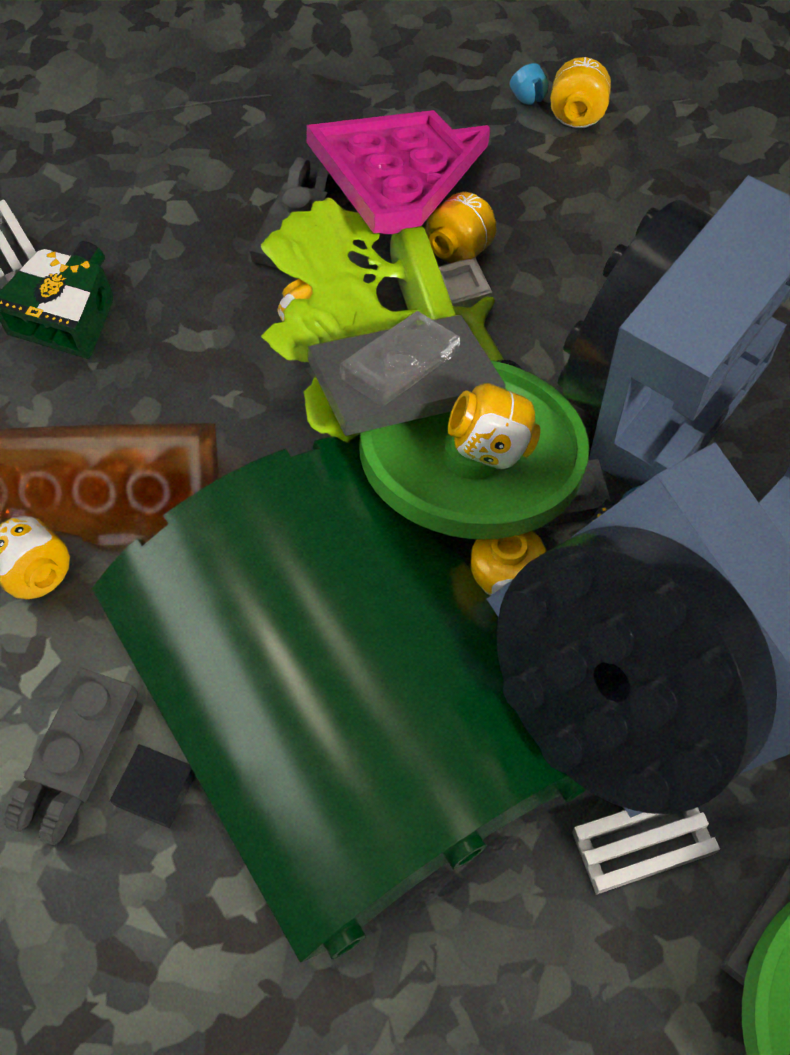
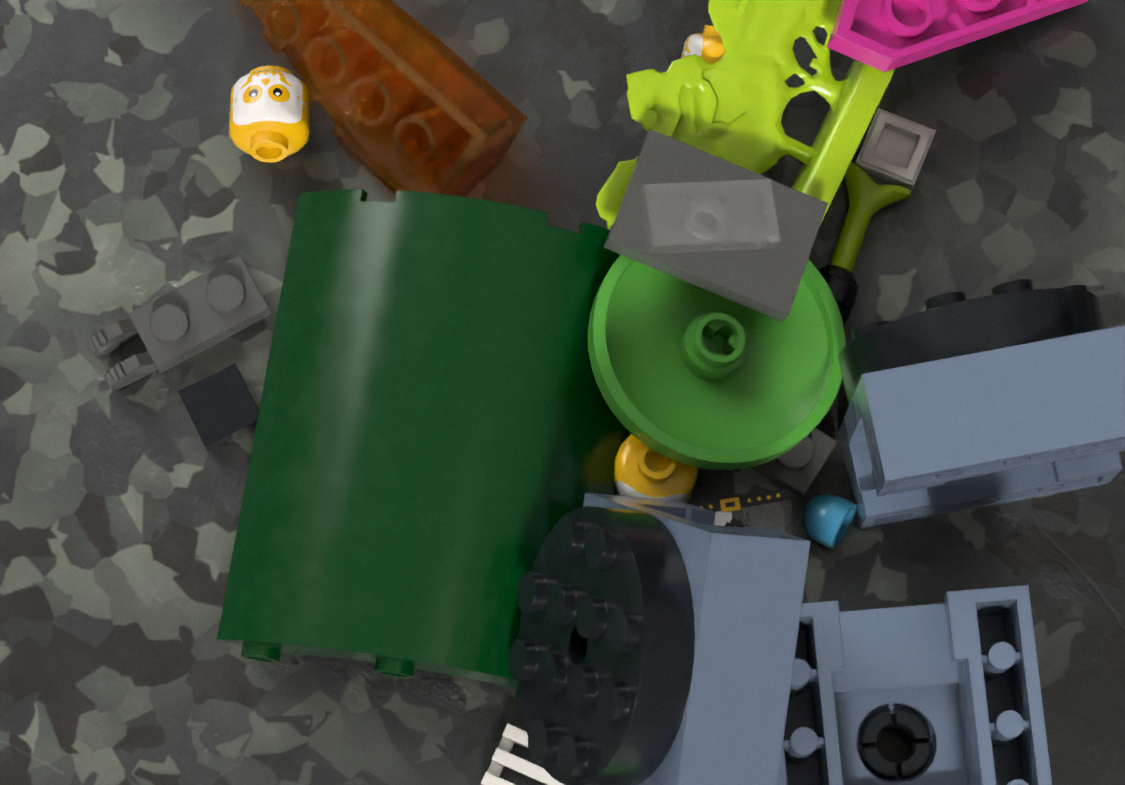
camera: 40 degrees right, 15 degrees up
(462, 225) = (949, 90): yellow head -> none
(493, 426) = (728, 350): yellow head -> none

